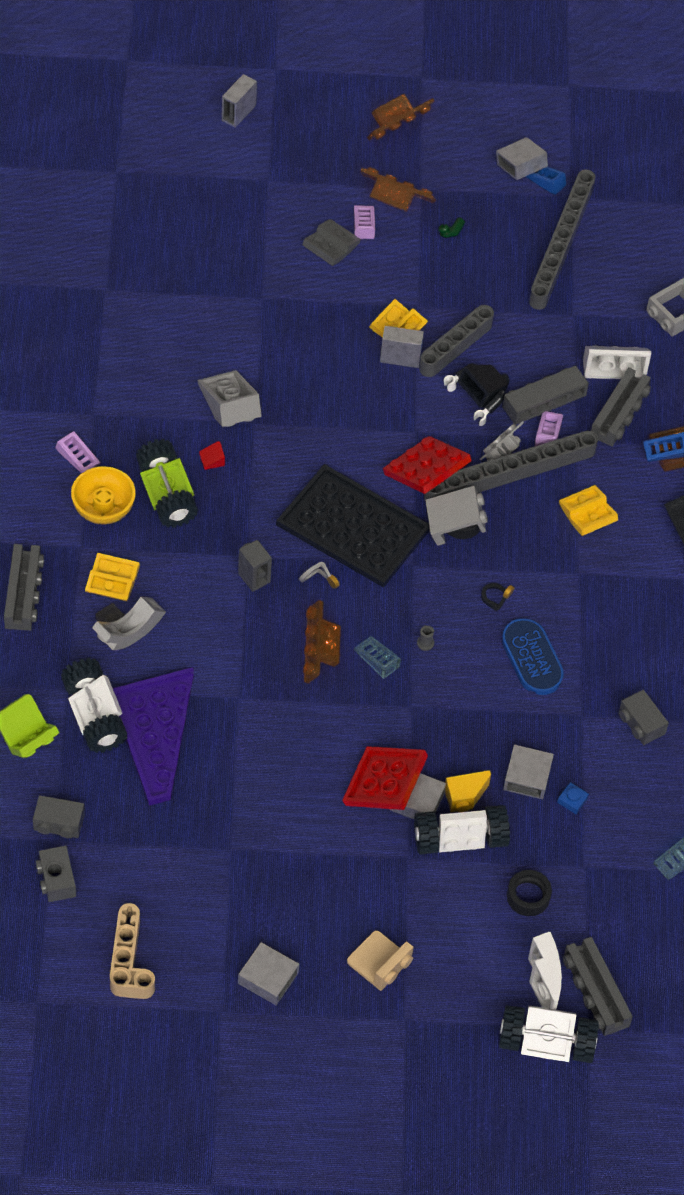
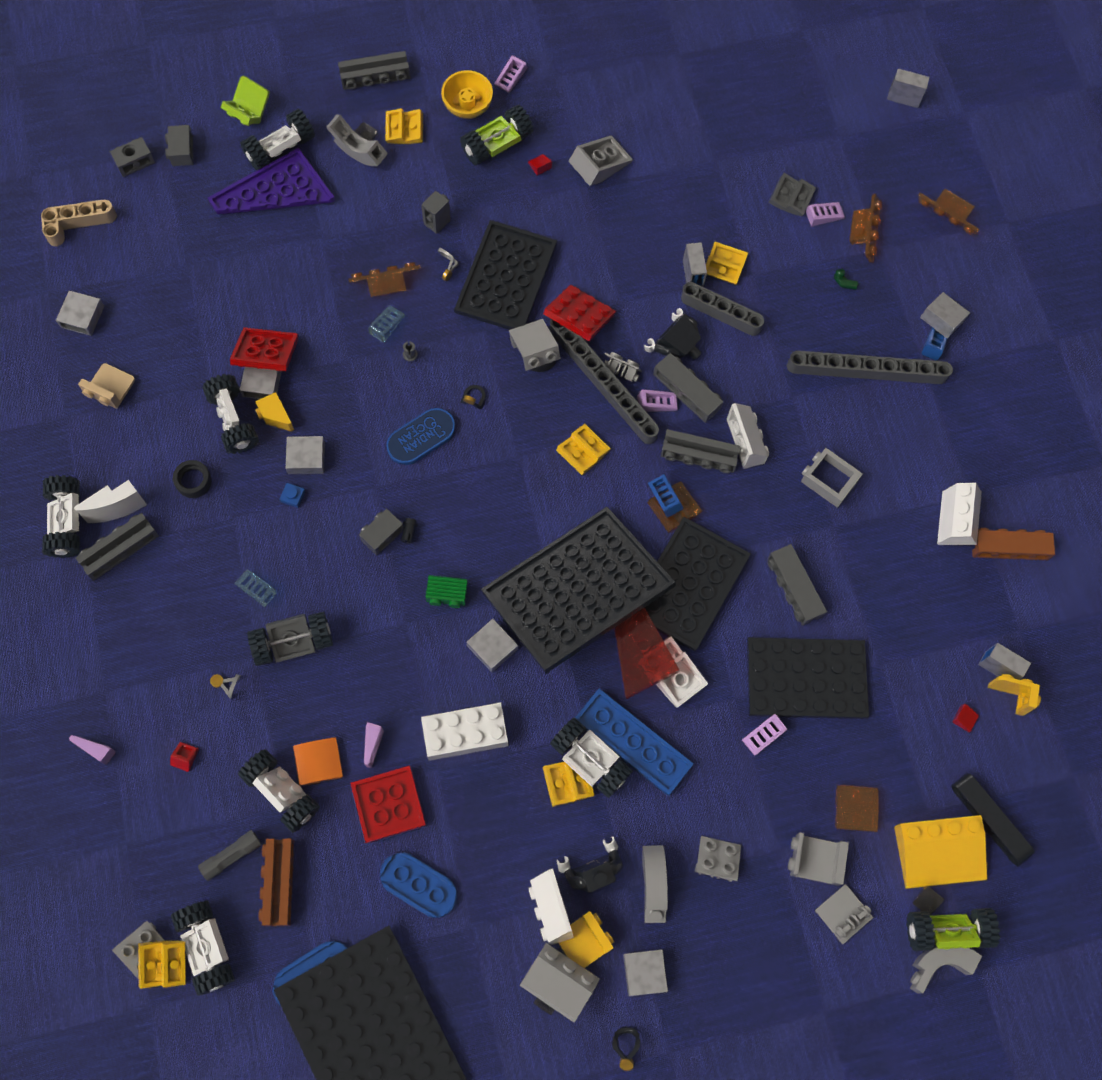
camera: 75 degrees right, 15 degrees up
(652, 693) = (409, 529): none -> black pin

